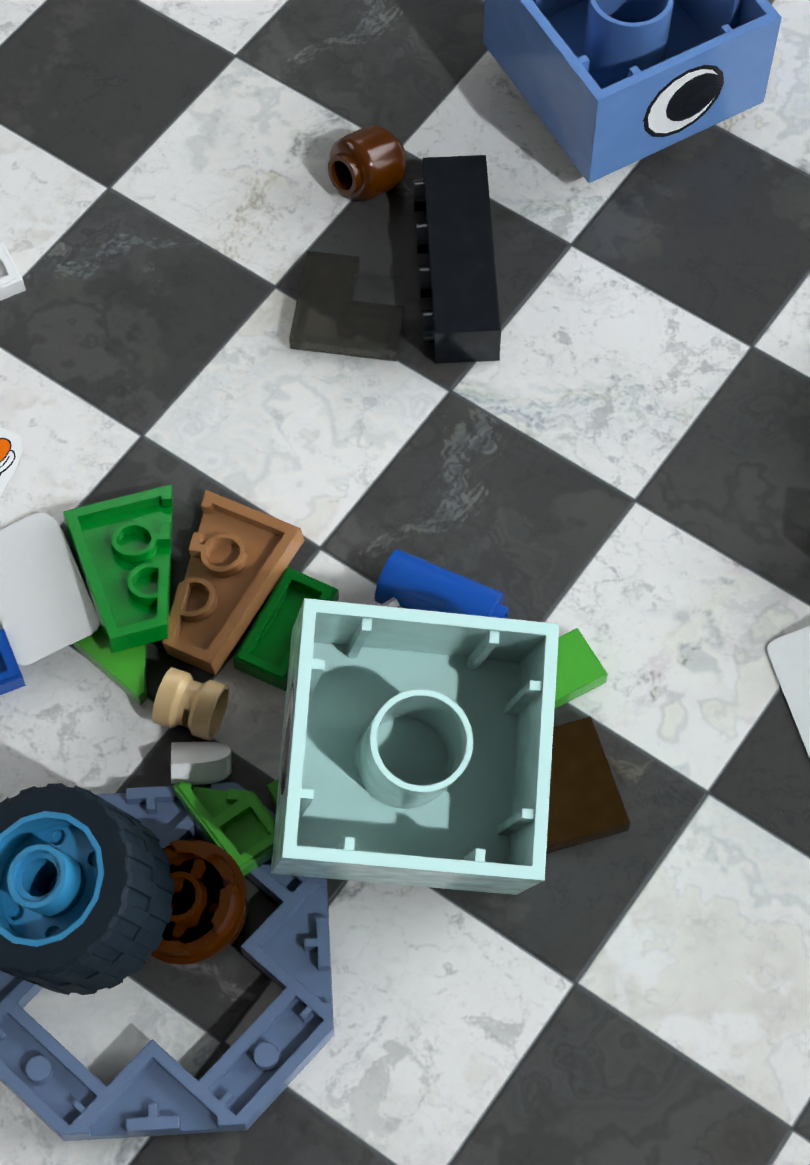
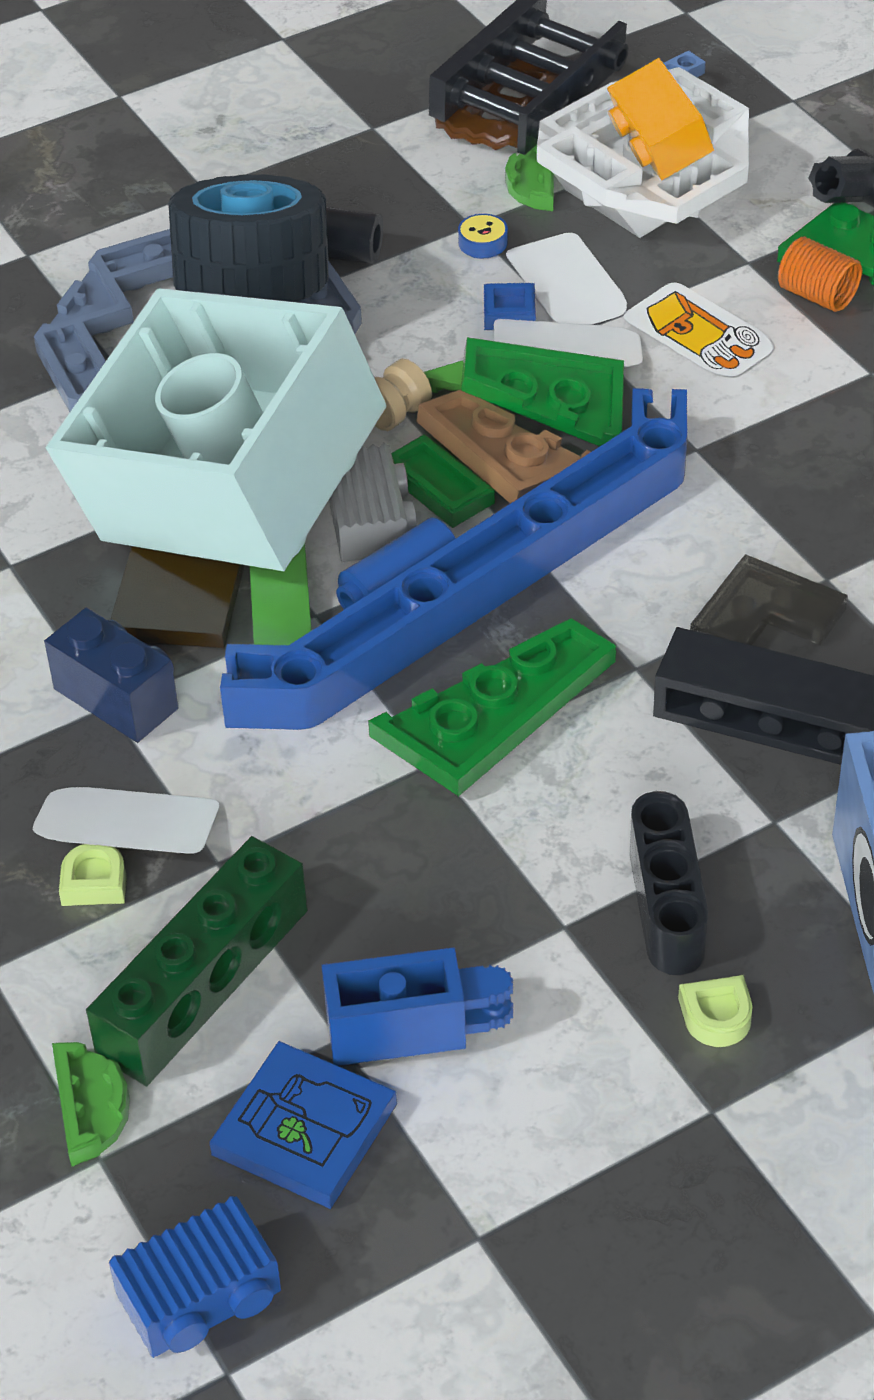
camera: 115 degrees right, 15 degrees down
(386, 516) = (460, 582): none -> blue piece
(571, 464) = (495, 707): none -> green wing
(691, 273) = (668, 883): none -> black beam
(699, 776) = (112, 674): none -> dark blue brick
(778, 219) = (717, 1010): none -> yellowish green tile

